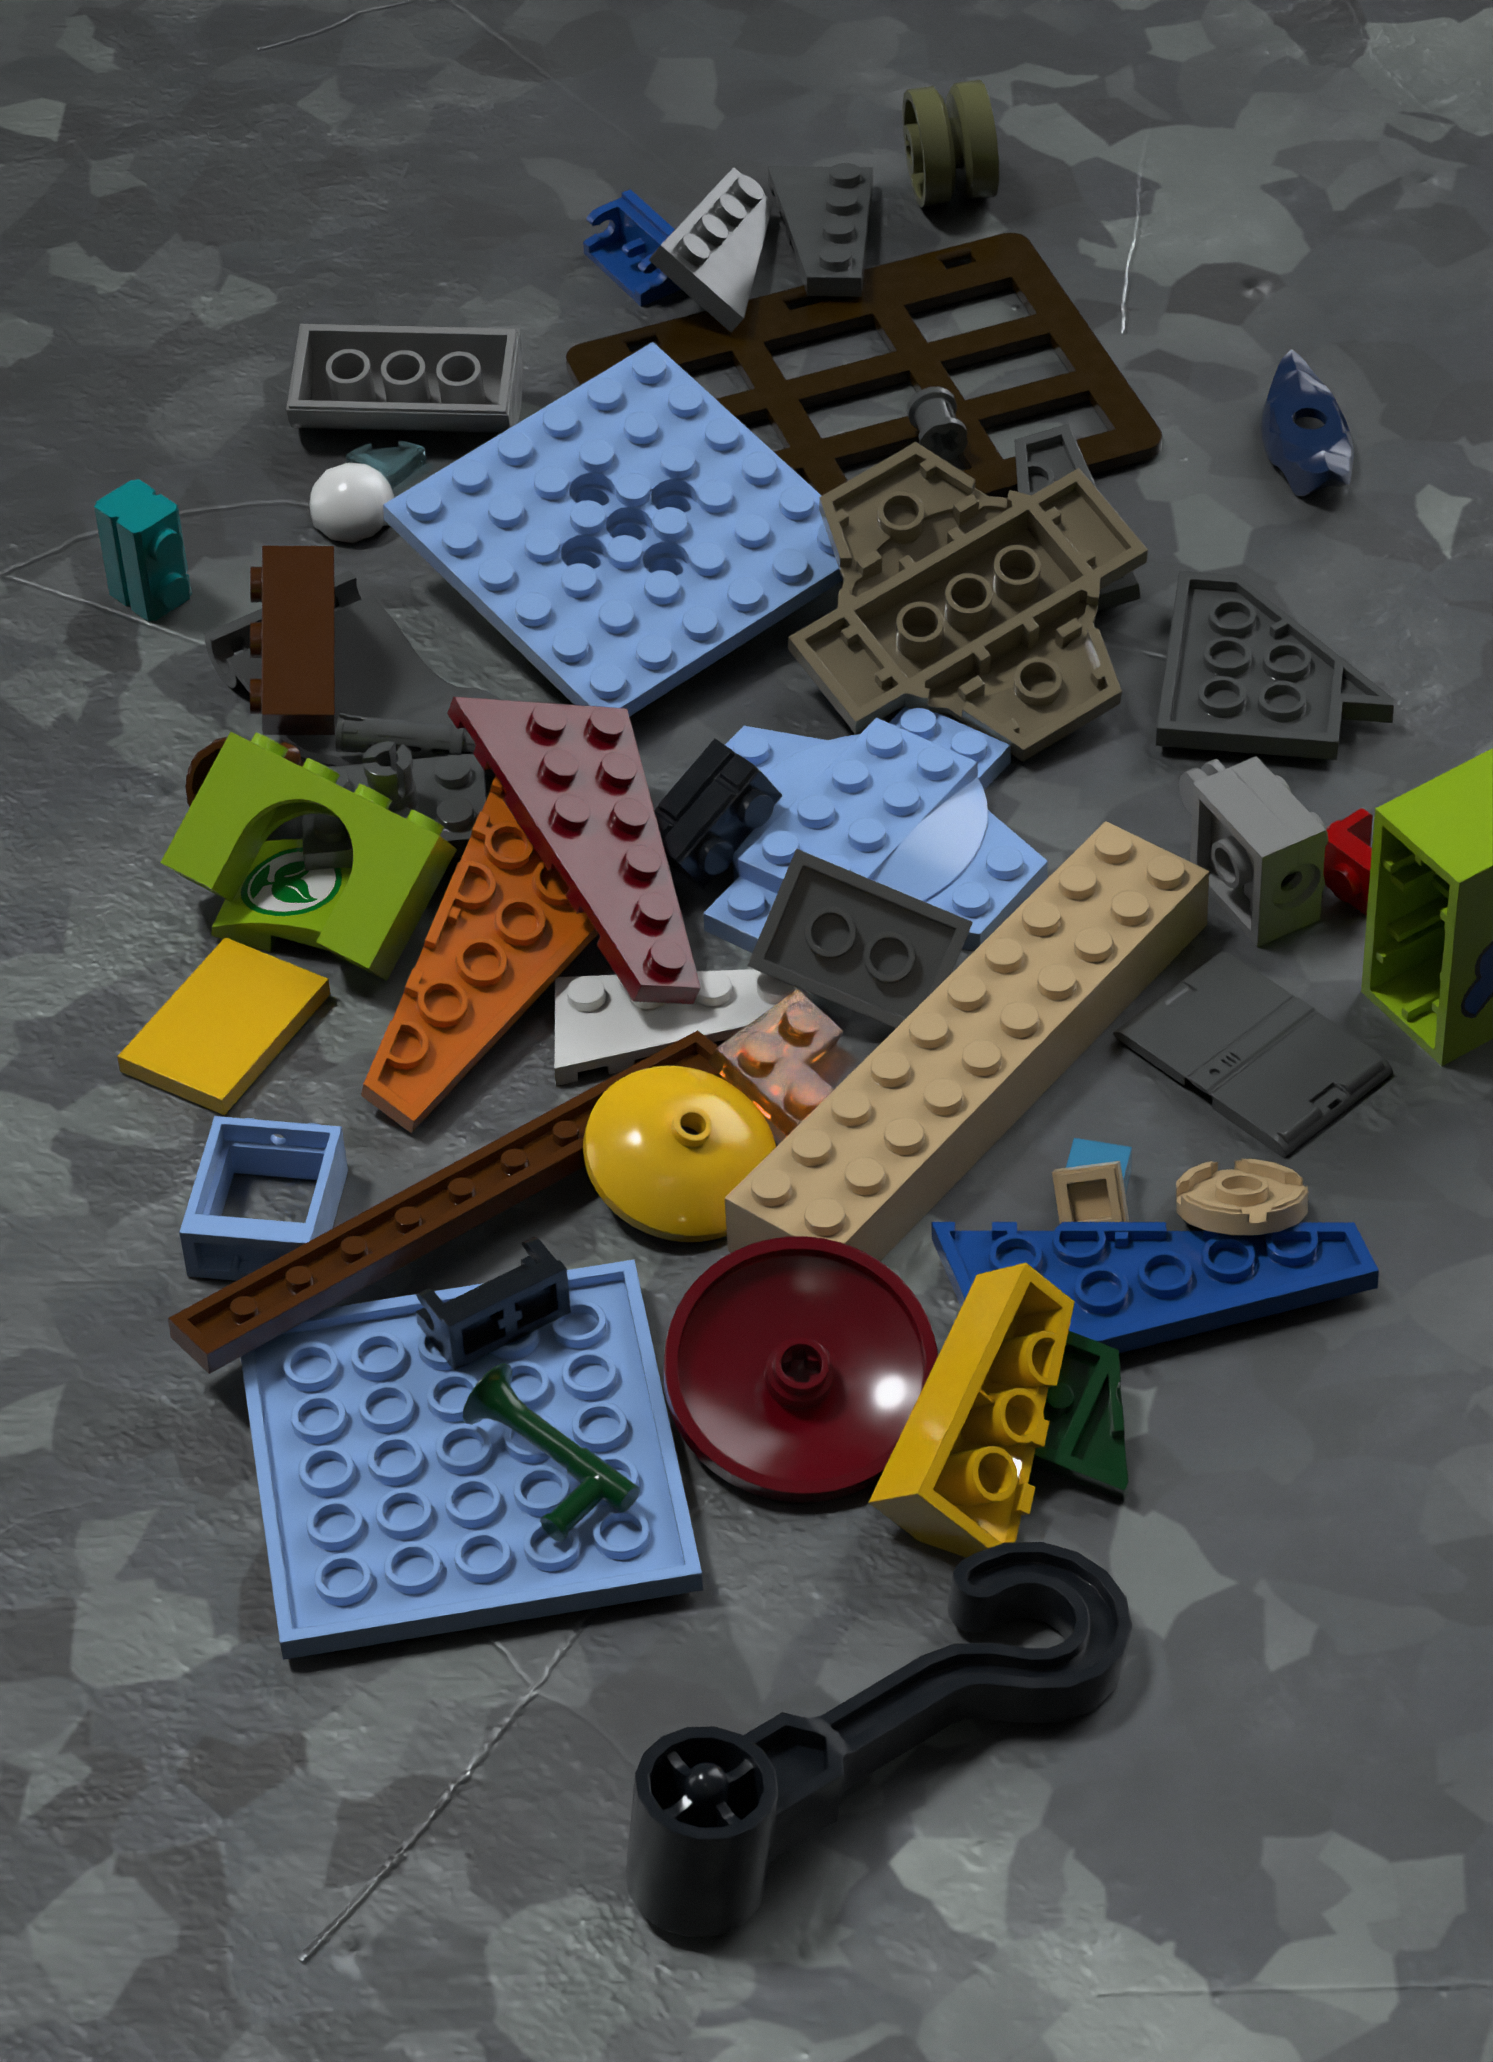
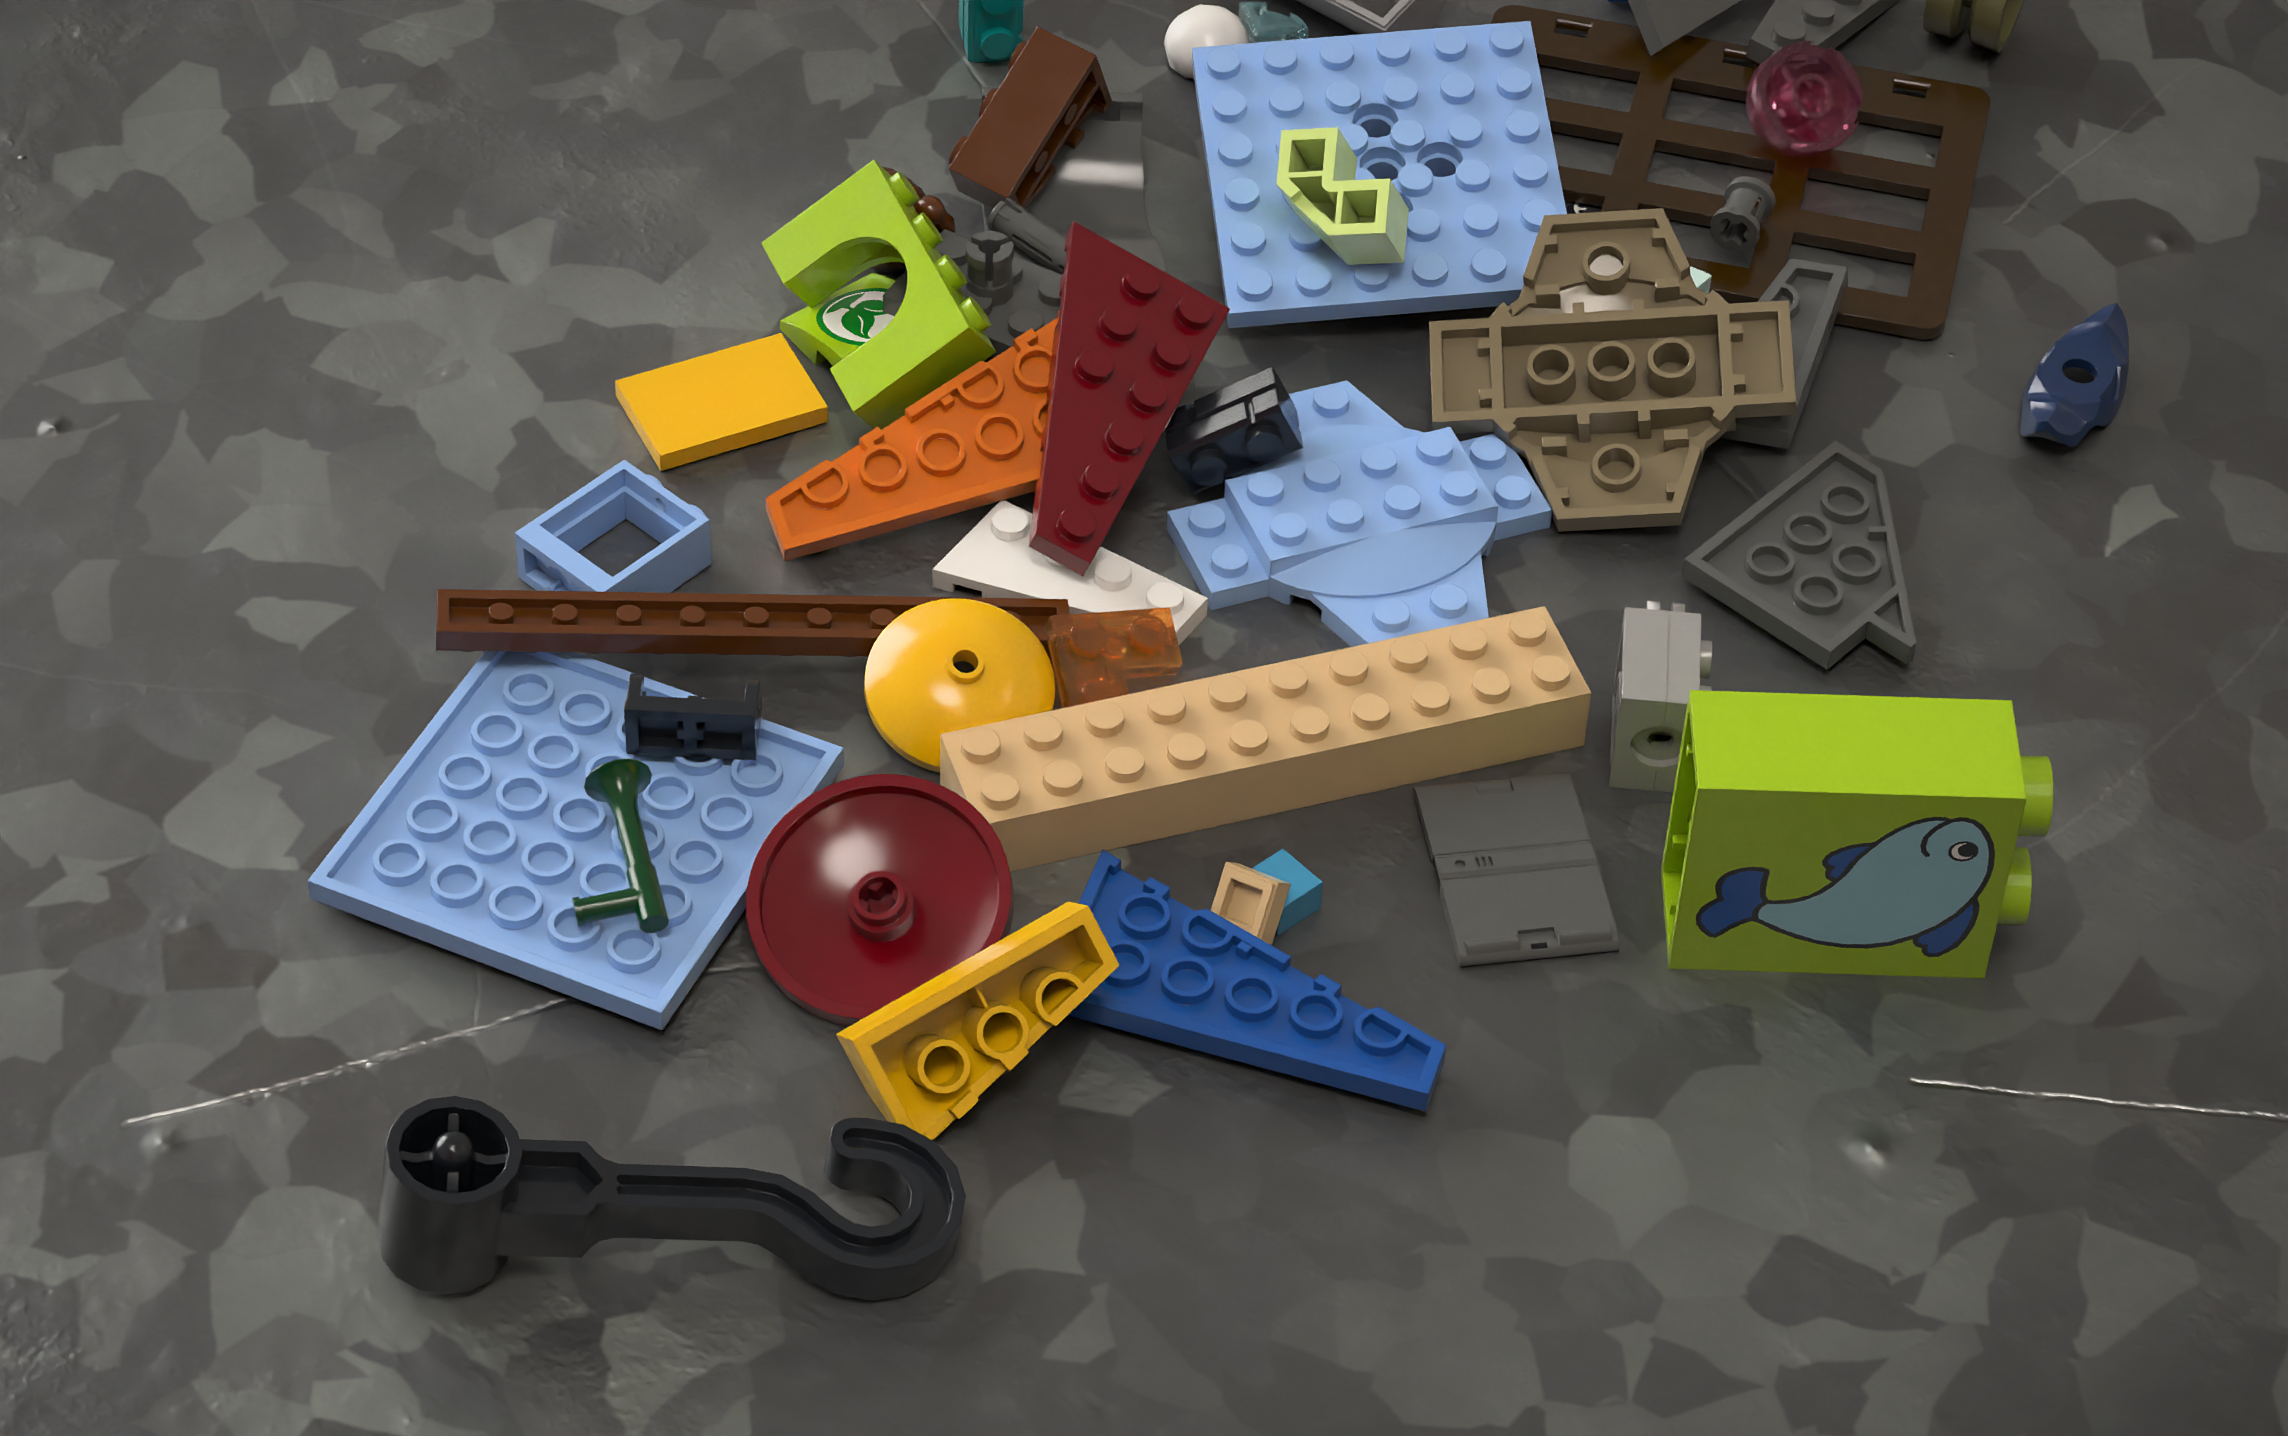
camera: 30 degrees right, 0 degrees up
(660, 582) = (1353, 217): none -> yellowish green brick
(857, 941) = (1242, 588): dark grey plate -> none
(910, 305) = (1803, 100): none -> clear pink cylinder
(1086, 1419) = (1074, 1067): dark green wing -> none
(1244, 1200) = (1372, 976): tan tile -> none

